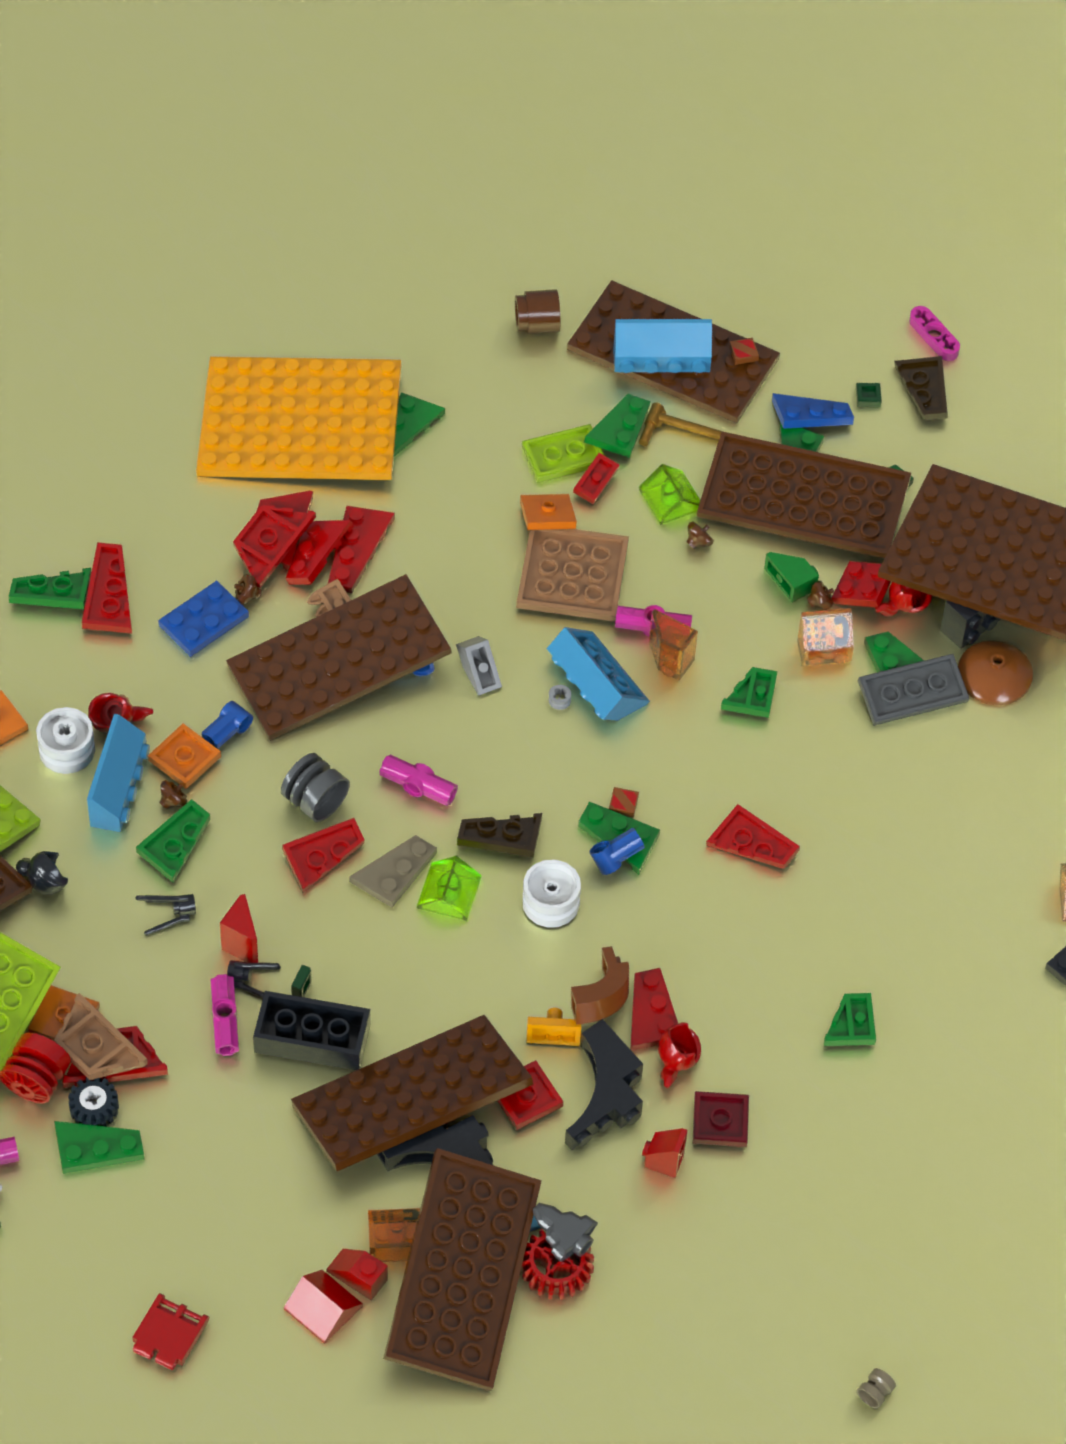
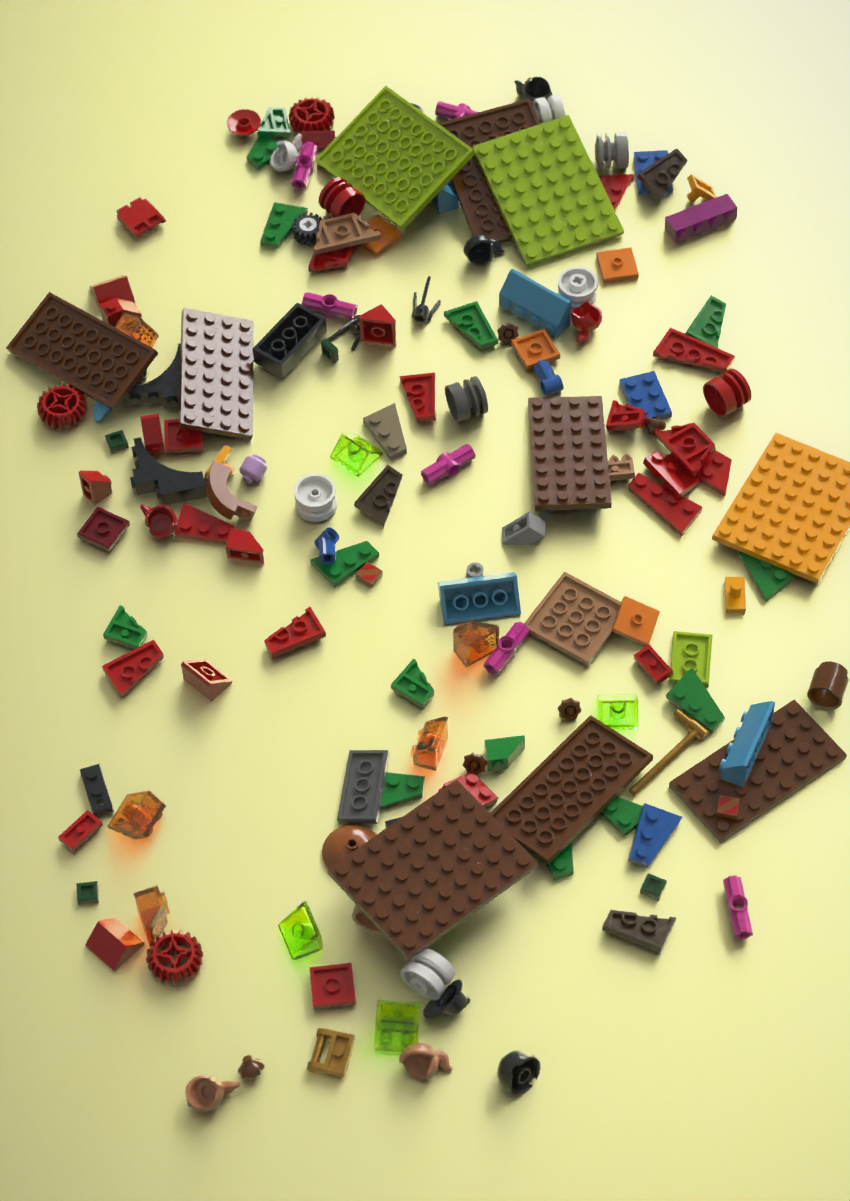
camera: 120 degrees right, 0 degrees up
(168, 524) = (727, 392): none -> red wheel
(252, 621) = (625, 417): none -> red wing
(453, 439) = (735, 595): none -> light orange tile
(539, 987) = (253, 469): none -> lavender head
(552, 1120) = (152, 434): none -> red slope
(565, 1231) = (71, 405): dark grey rock -> none
(572, 1175) = (116, 441): none -> dark green tile
(662, 946) = (243, 546): none -> red slope
(852, 312) = (739, 917): none -> dark pink piece
(867, 903) = (205, 678): none -> slope
(901, 992) = (132, 667): none -> red wing
(934, 323) = (688, 970): dark pink beam -> none

